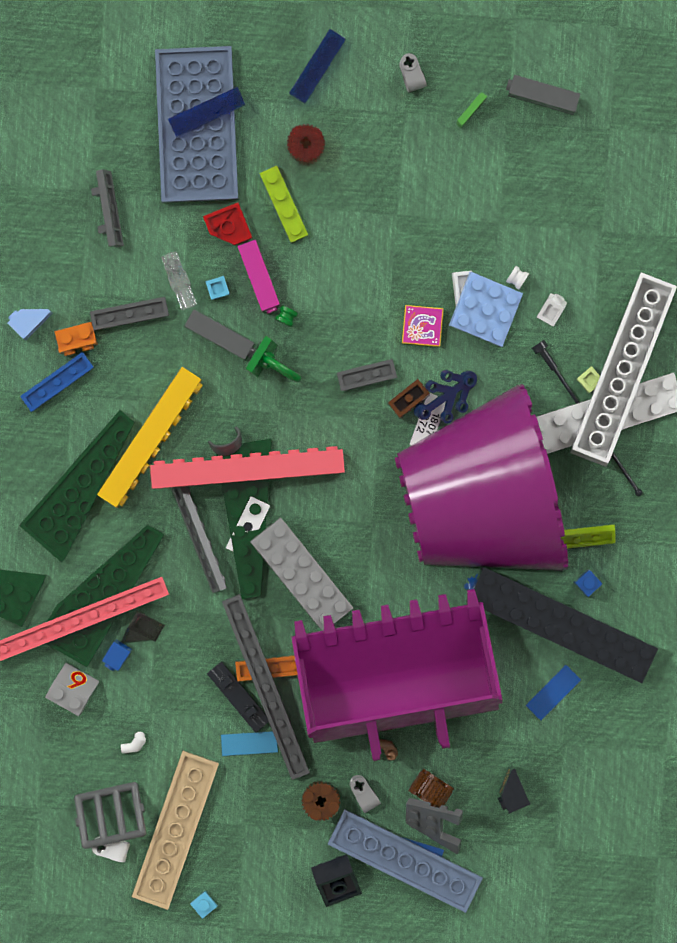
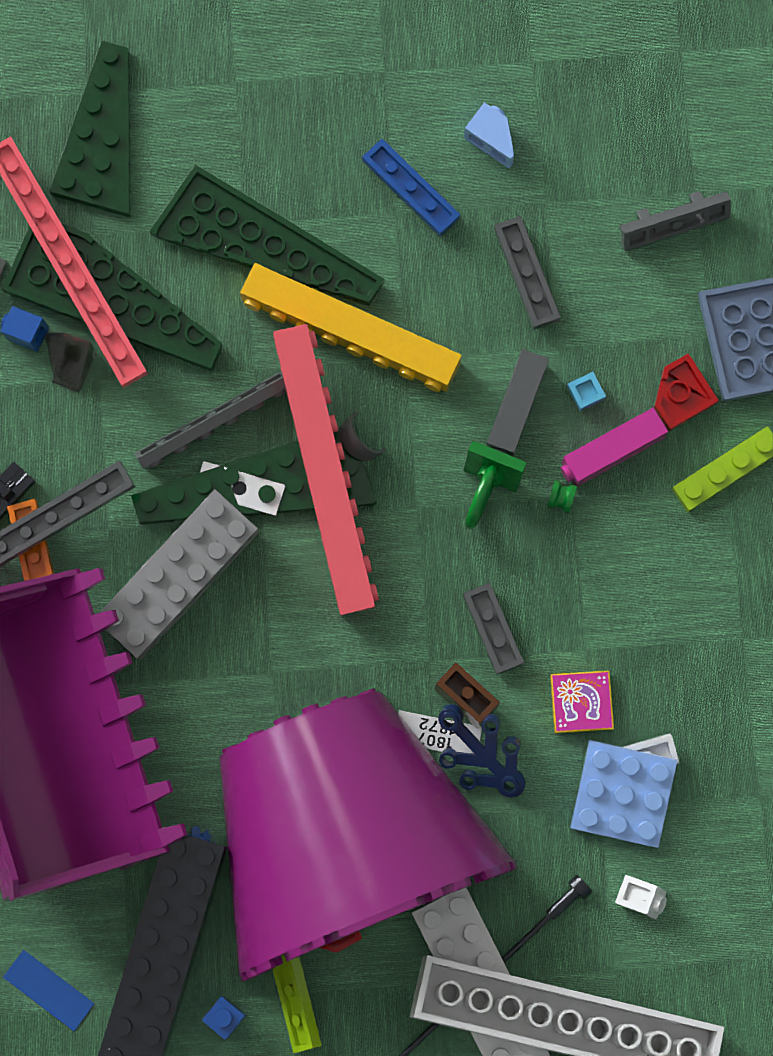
camera: 85 degrees right, 10 degrees down
(76, 338) = (477, 203): orange bracket -> none
(179, 280) = (588, 333): clear piece -> none
(517, 277) = (681, 835): white wheel -> none
(589, 379) = (542, 970): yellowish green plate -> none

